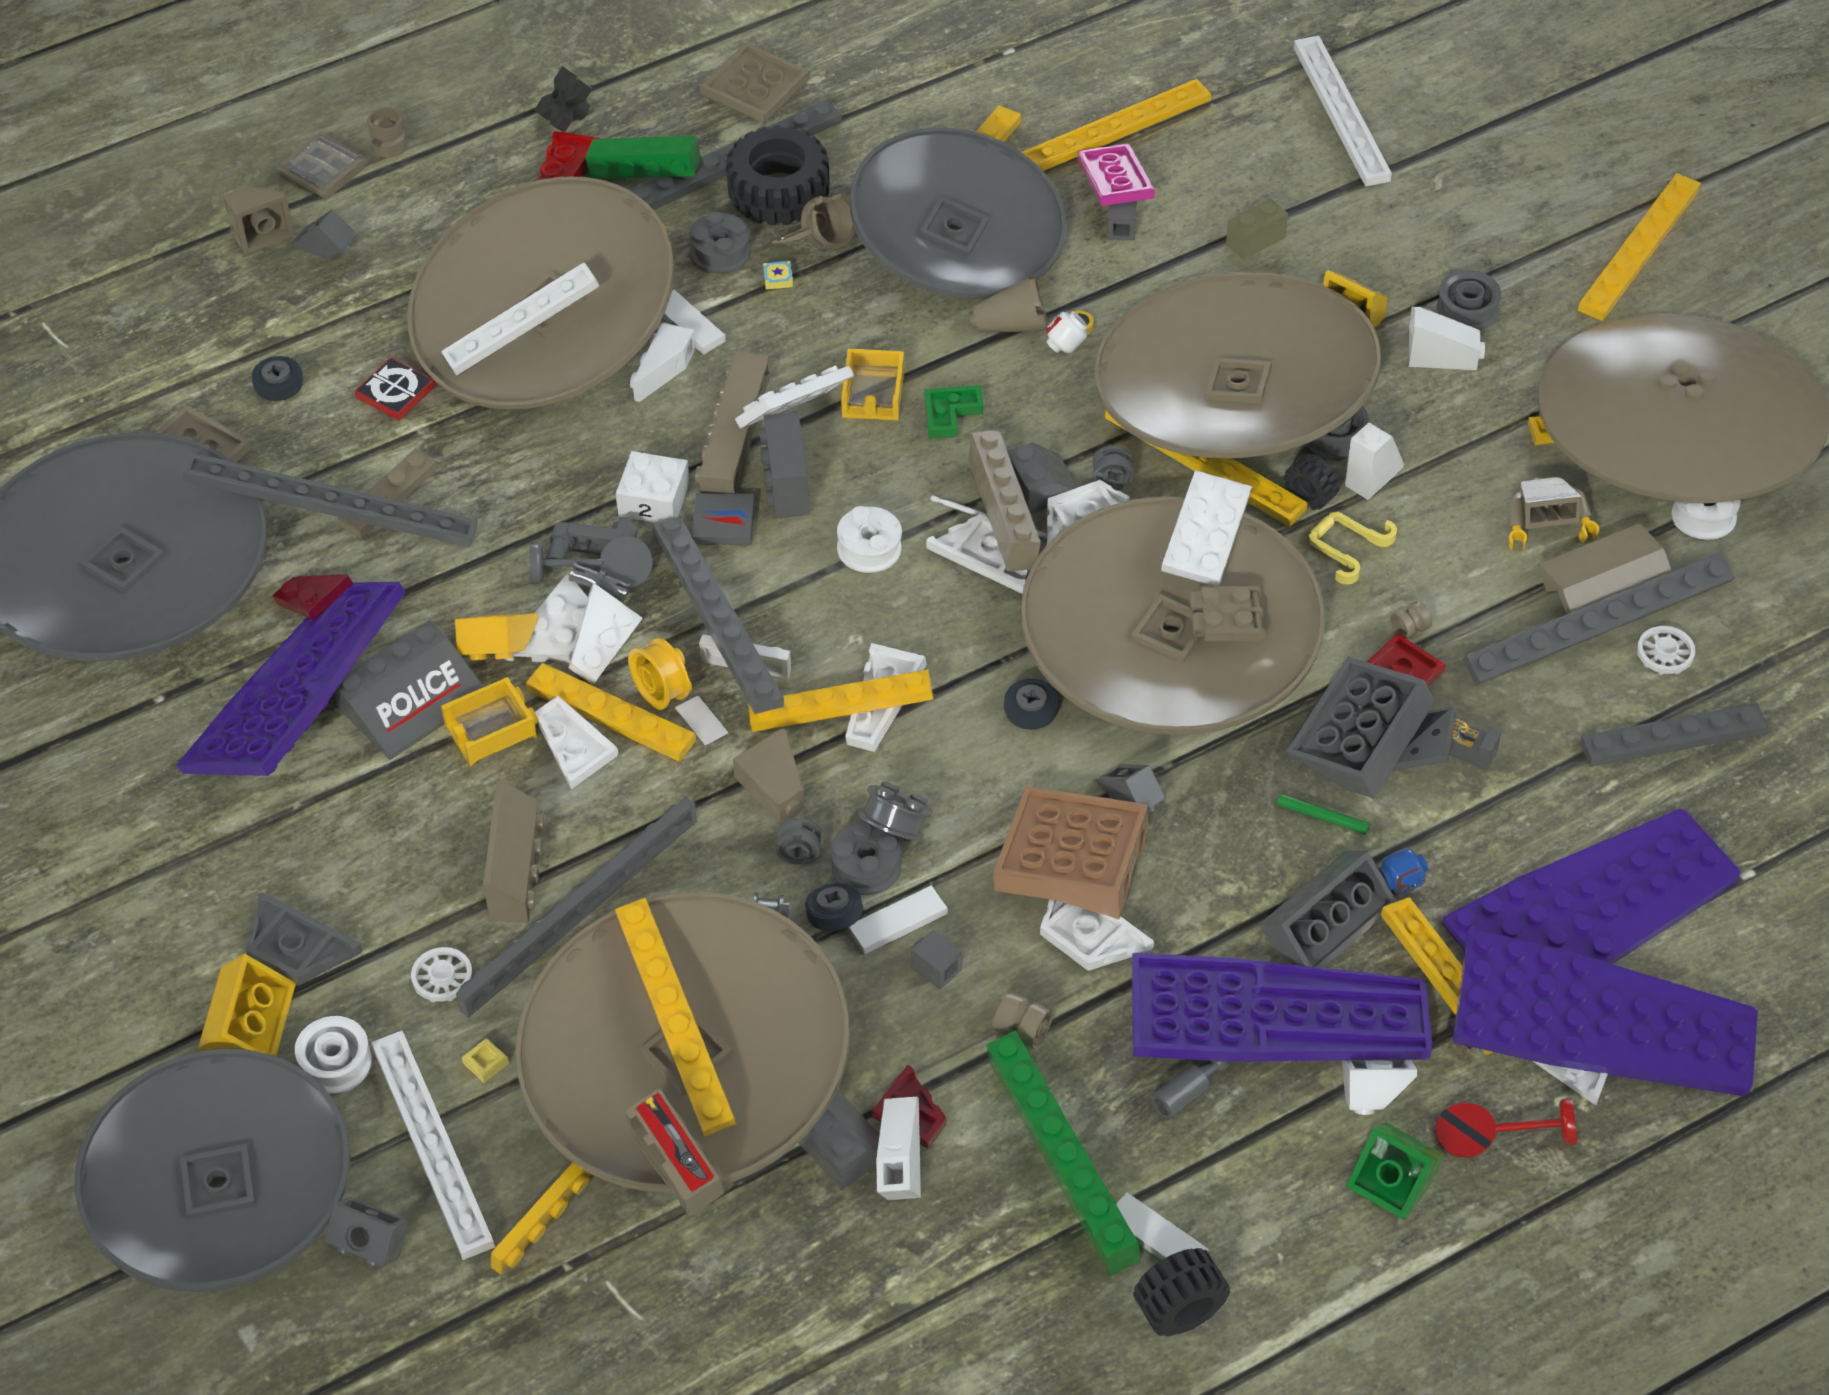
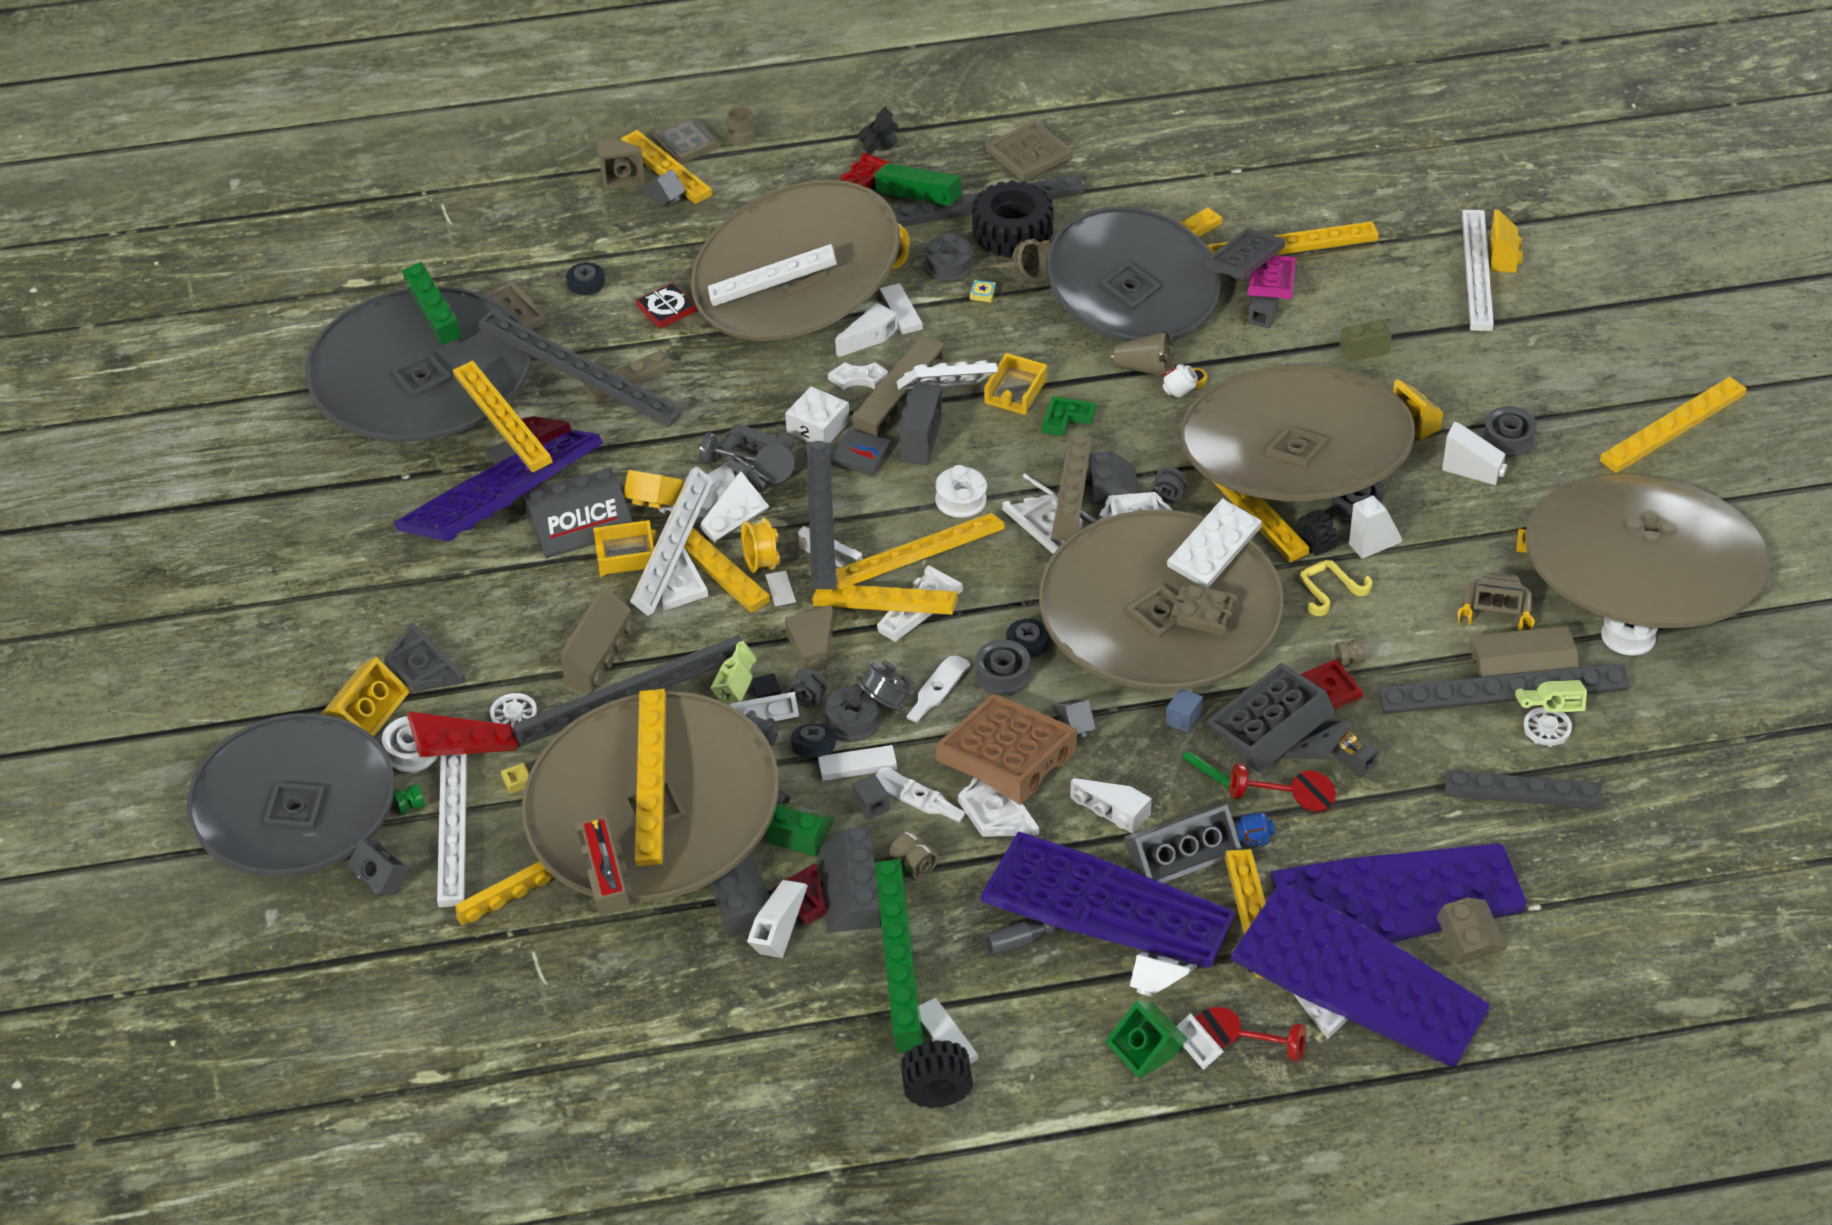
camera: 20 degrees right, 5 degrees down
(105, 462) = (431, 303): none -> green brick
(266, 590) = (502, 416): none -> yellow plate
(271, 636) = (500, 452): none -> dark grey tile
(314, 205) = (662, 162): none -> yellow plate
(363, 1128) = (414, 797): none -> green wheel
(389, 1029) = (455, 736): none -> red wing
(549, 698) = (671, 541): none -> white plate
(663, 424) = (849, 375): none -> white tile
(702, 851) = (734, 675): none -> yellowish green piece
(743, 853) = (765, 686): none -> black tile
(763, 878) = (776, 706): none -> white plate
(854, 626) = (918, 550): none -> yellow tile
(874, 1024) = (799, 828): none -> green slope
(953, 781) = (945, 678): none -> white piece
(960, 1074) = (849, 881): none -> dark grey slope
(971, 939) = (906, 790): none -> white piece
(1020, 749) = (1002, 667): none -> dark grey wheel
(1075, 154) = (1245, 253): none -> dark grey plate
(1226, 883) = (1115, 802): none -> white slope
(1255, 745) = (1184, 710): none -> sand blue brick
(1361, 72) = (1504, 244): none -> yellow slope
(1438, 800) = (1309, 788): none -> red piece
(1459, 1156) = (1199, 1042): none -> white tile
(1664, 612) = (1555, 696): none -> yellowish green piece
(1697, 925) = (1470, 929): none -> dark tan slope

